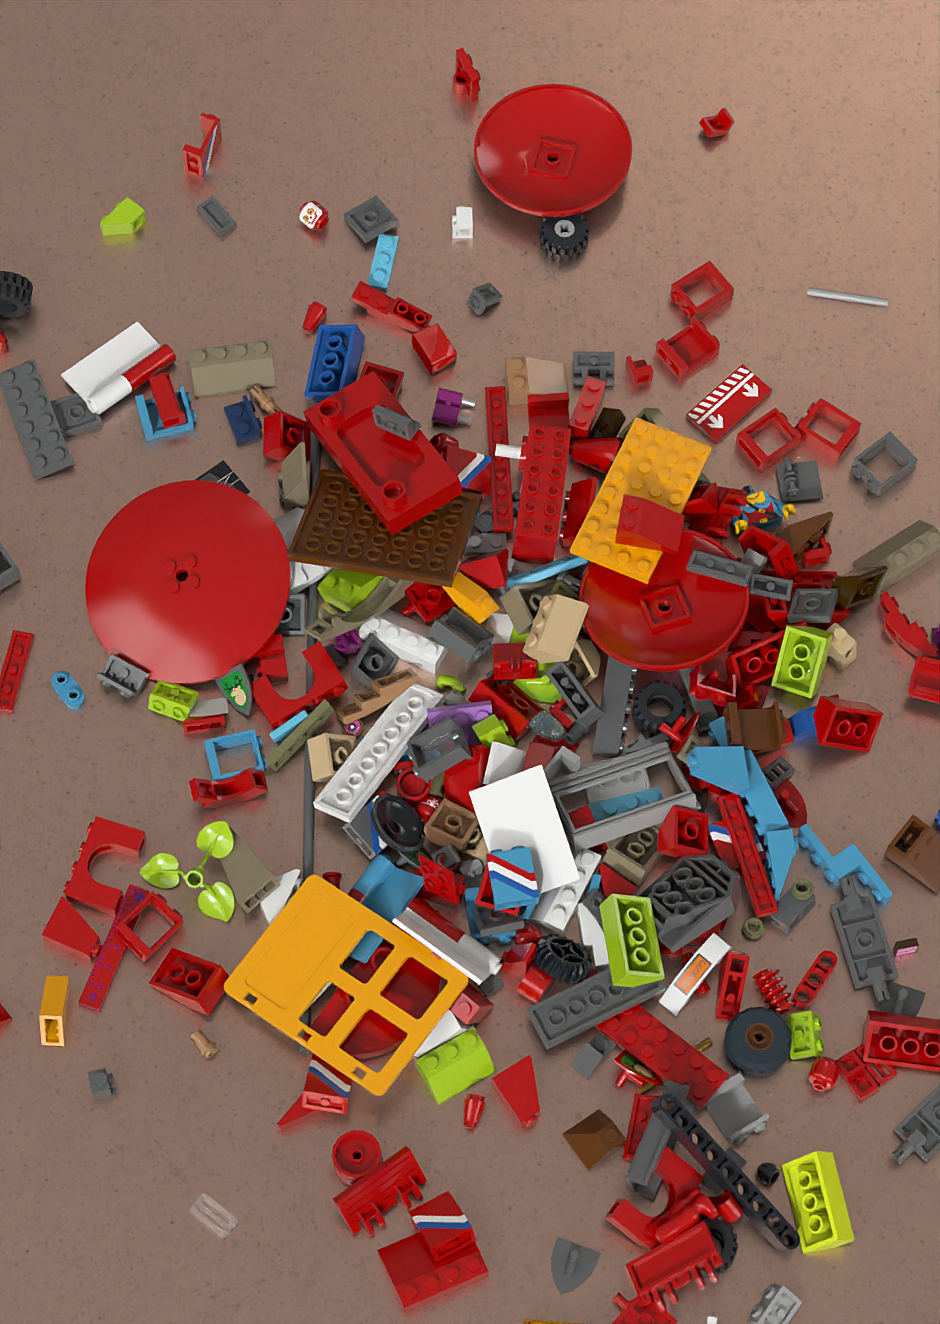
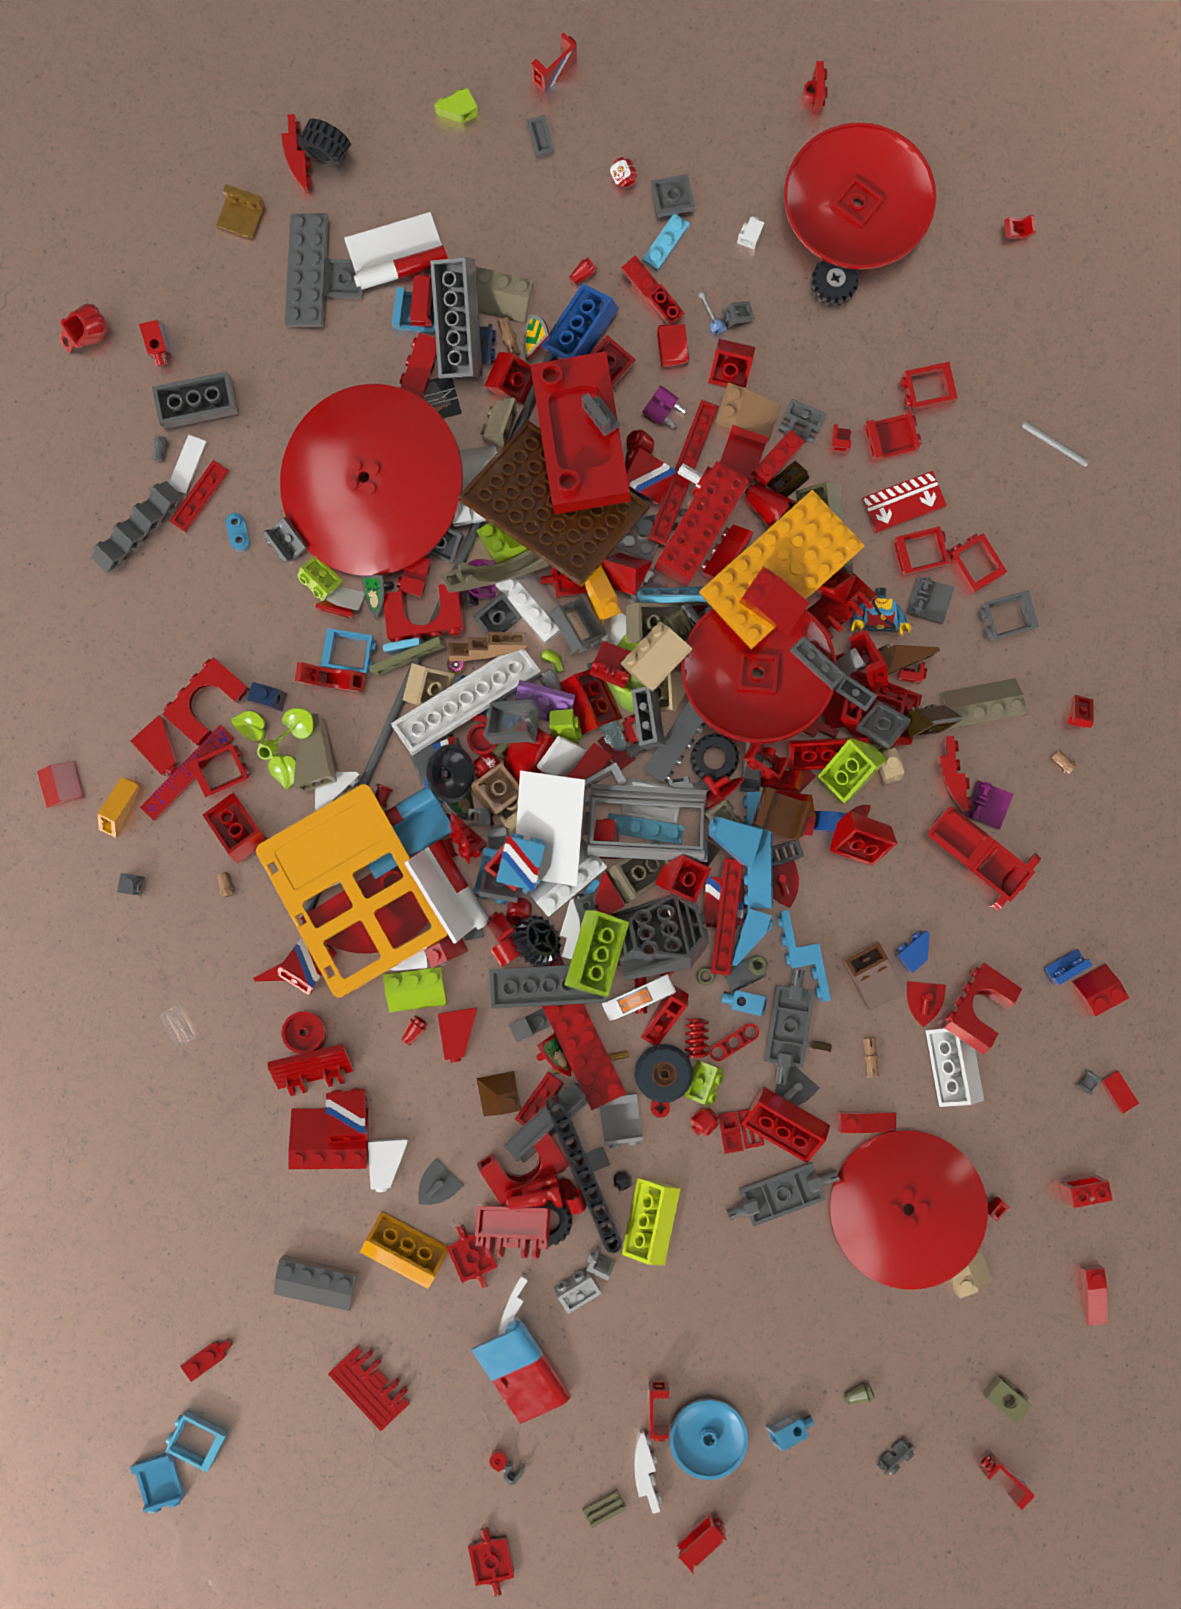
camera: 25 degrees right, 20 degrees up
(167, 834) = (266, 696): none -> dark blue torso
(190, 454) = (420, 365): none -> red brick
(209, 400) = (456, 318): none -> dark grey brick
(292, 389) = (535, 334): none -> shield
(468, 315) = (717, 325): none -> hinge
(499, 342) = (731, 363): none -> red slope
(504, 1260) = (384, 1161): none -> white slope
(768, 1083) = (660, 1106): none -> red wheel
(785, 1271) = (600, 1264): none -> light grey bracket
(815, 930) = (754, 1004): none -> dark azure torso

